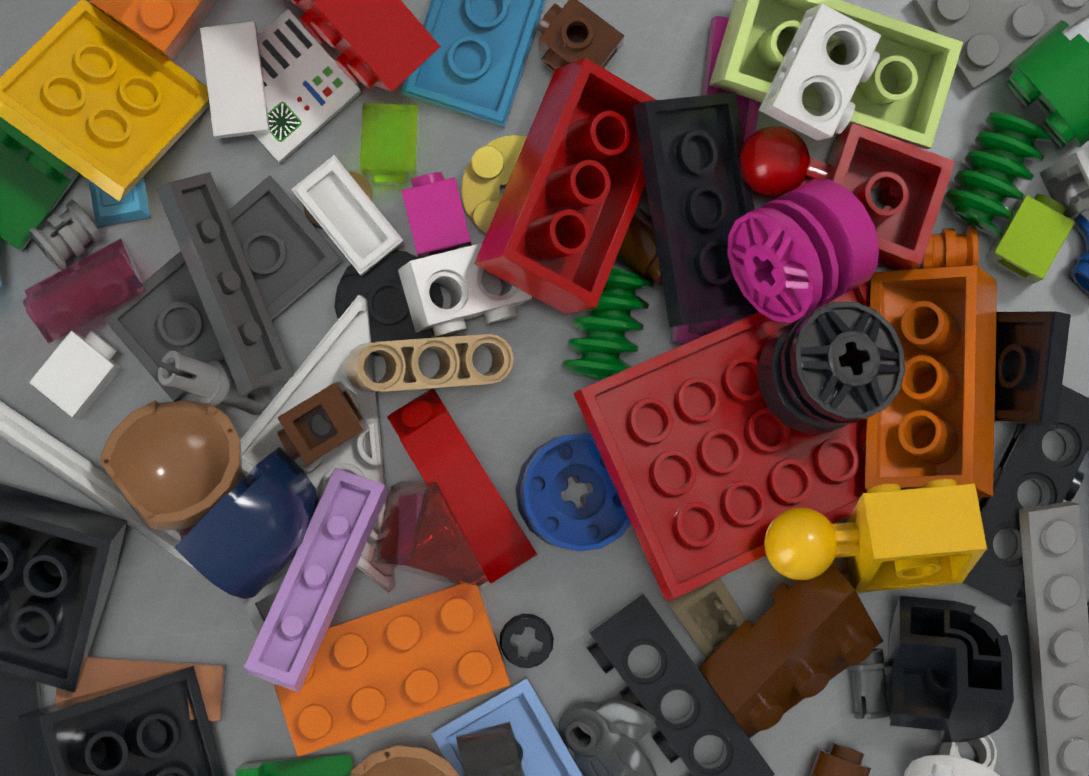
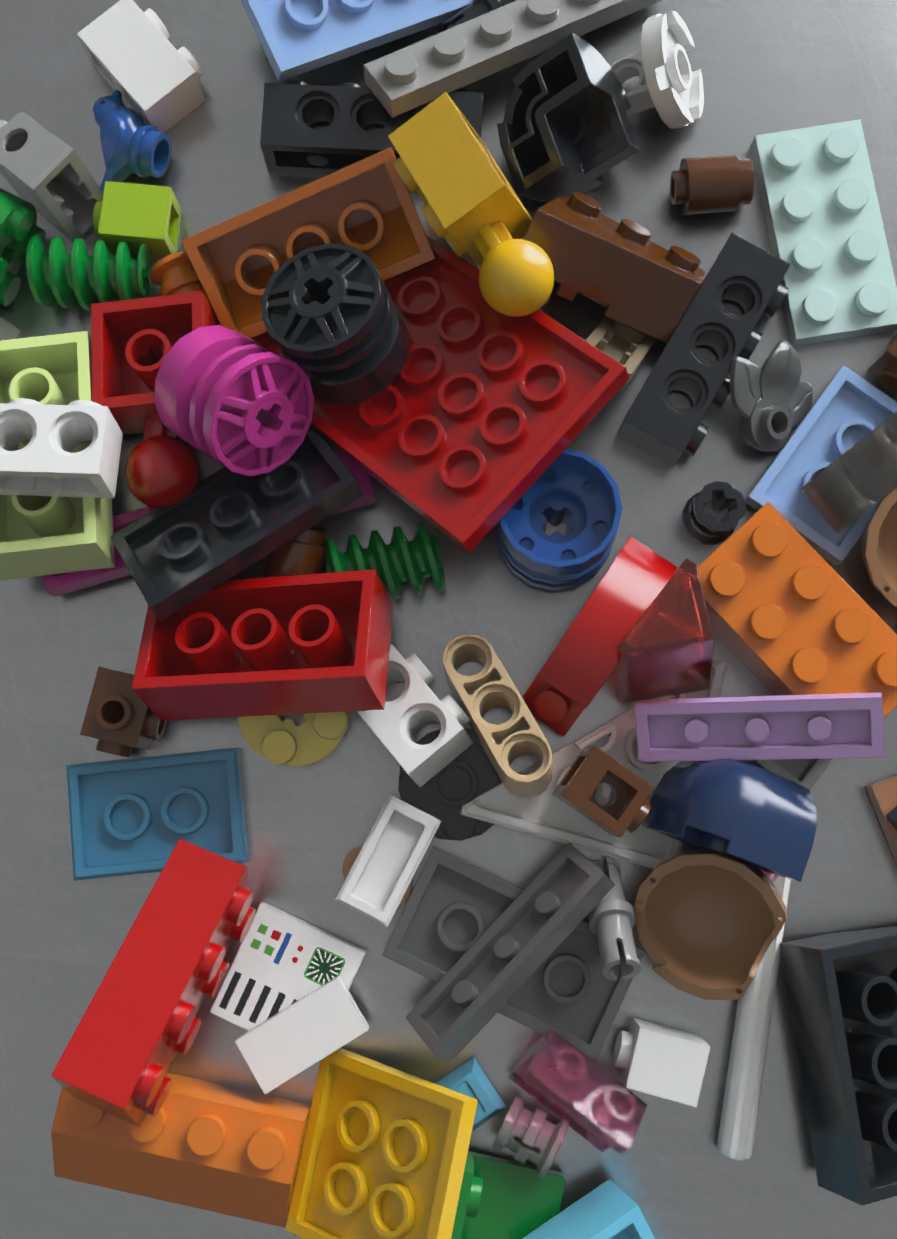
camera: 105 degrees left, 5 degrees down
(389, 142) = (299, 850): clear neon green brick -> none
(435, 215) = (350, 773): dark pink brick -> none
(870, 686) = (615, 190): dark grey pin -> none
(1030, 366) = (255, 160): black tile -> none

